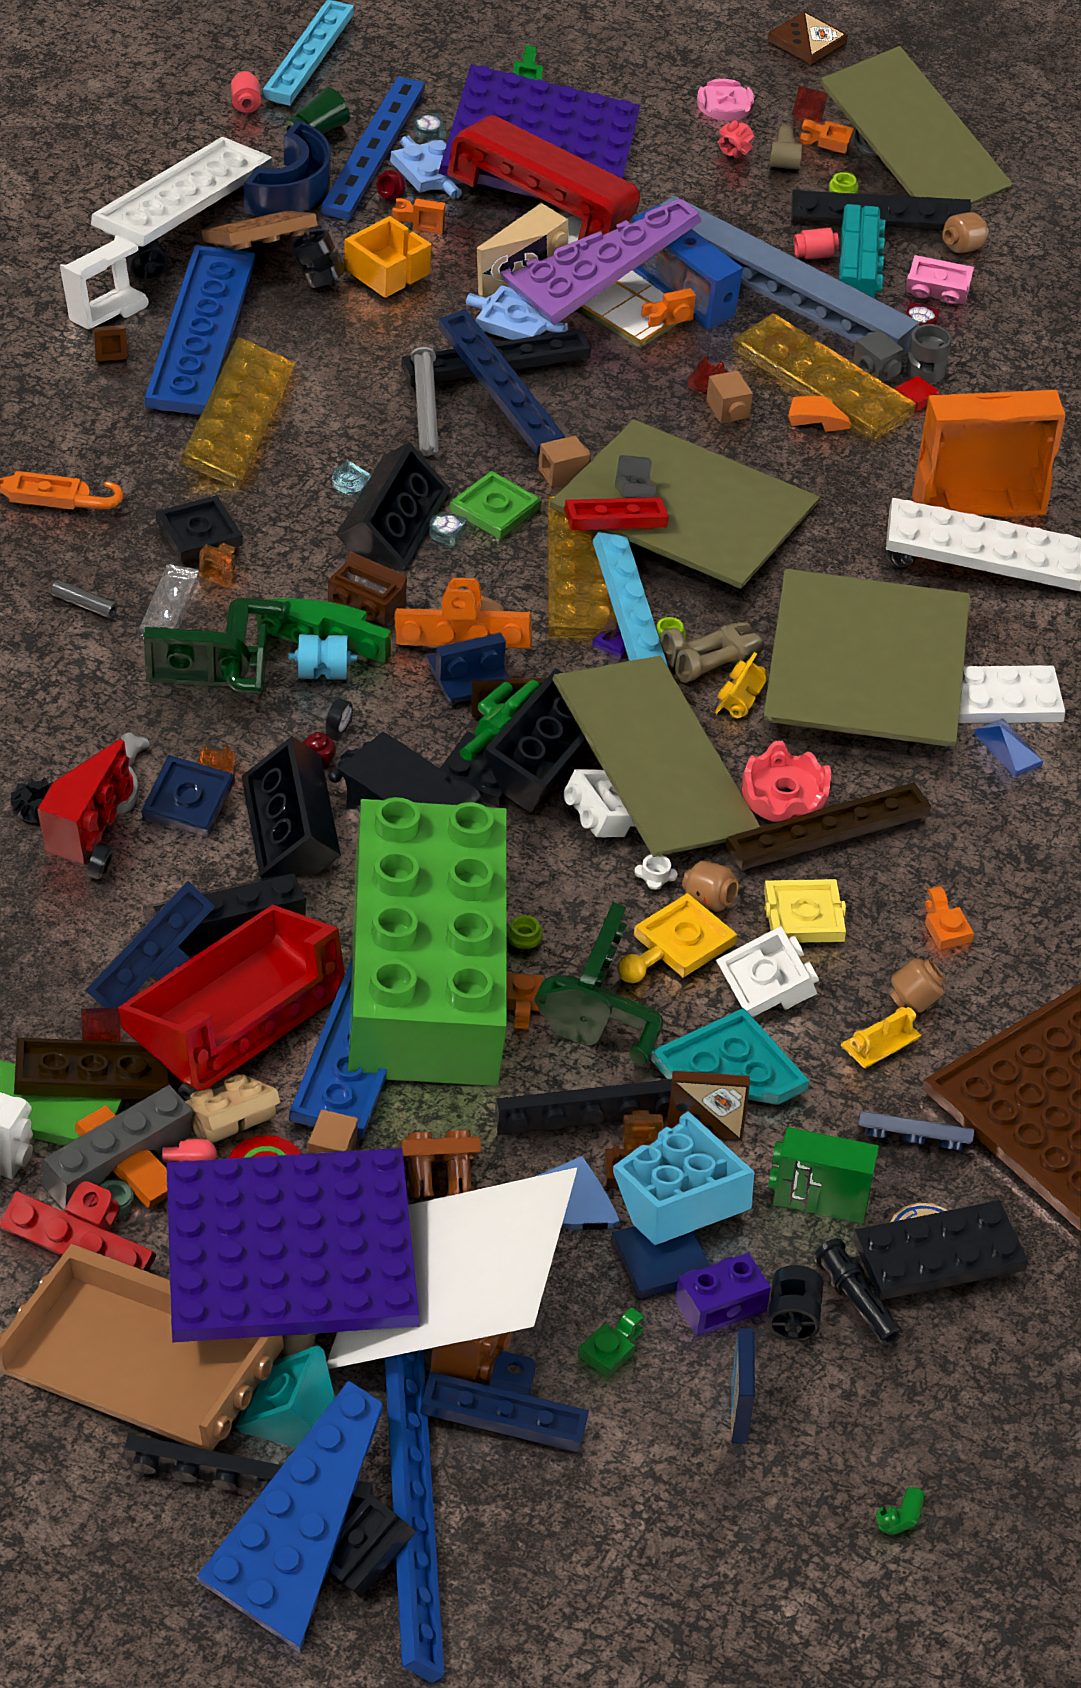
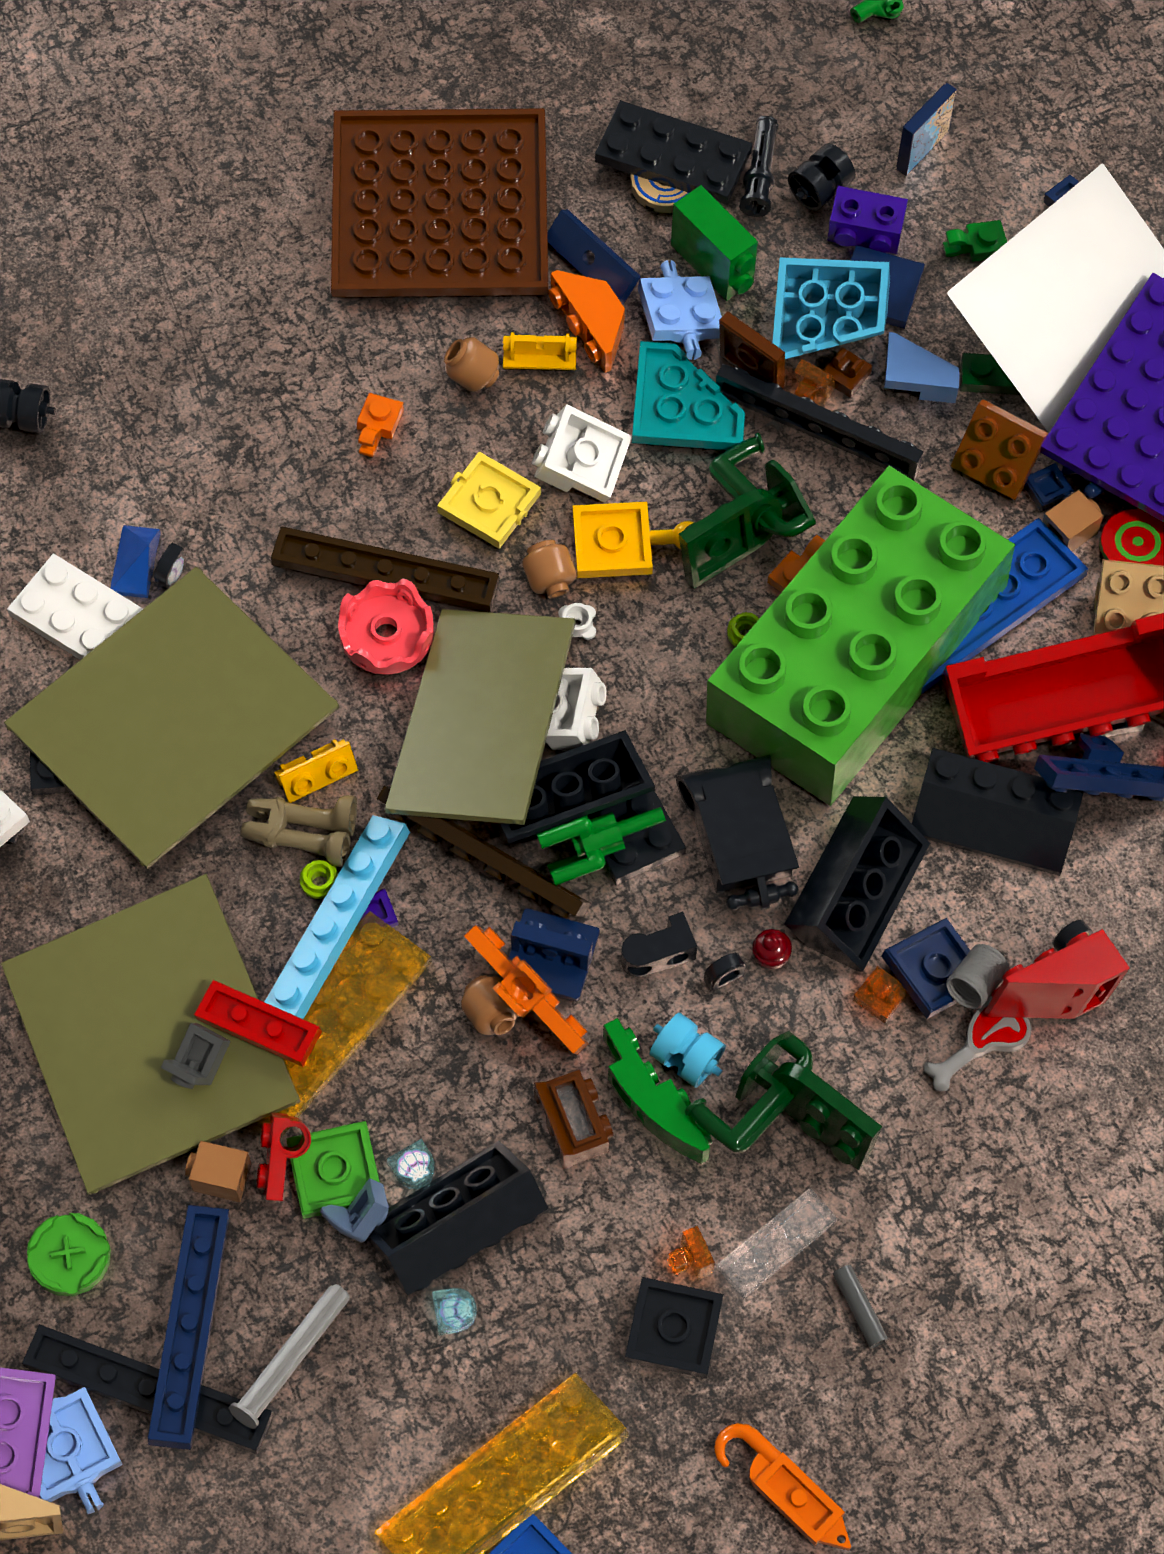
camera: 140 degrees left, 20 degrees up
(22, 799) = (1070, 1073): black gear -> none
(150, 781) = (977, 976): none -> light grey piece
(396, 705) = (659, 950): none -> black leg
(457, 475) = (363, 1214): none -> sand blue plate
(535, 475) = (272, 1174): none -> red plate
(613, 394) = (68, 1254): none -> bright green tile
(800, 1108) = (680, 308): none -> light blue plate
(867, 1082) = (591, 313): none -> orange slope
(976, 745) = (170, 566): none -> black tile

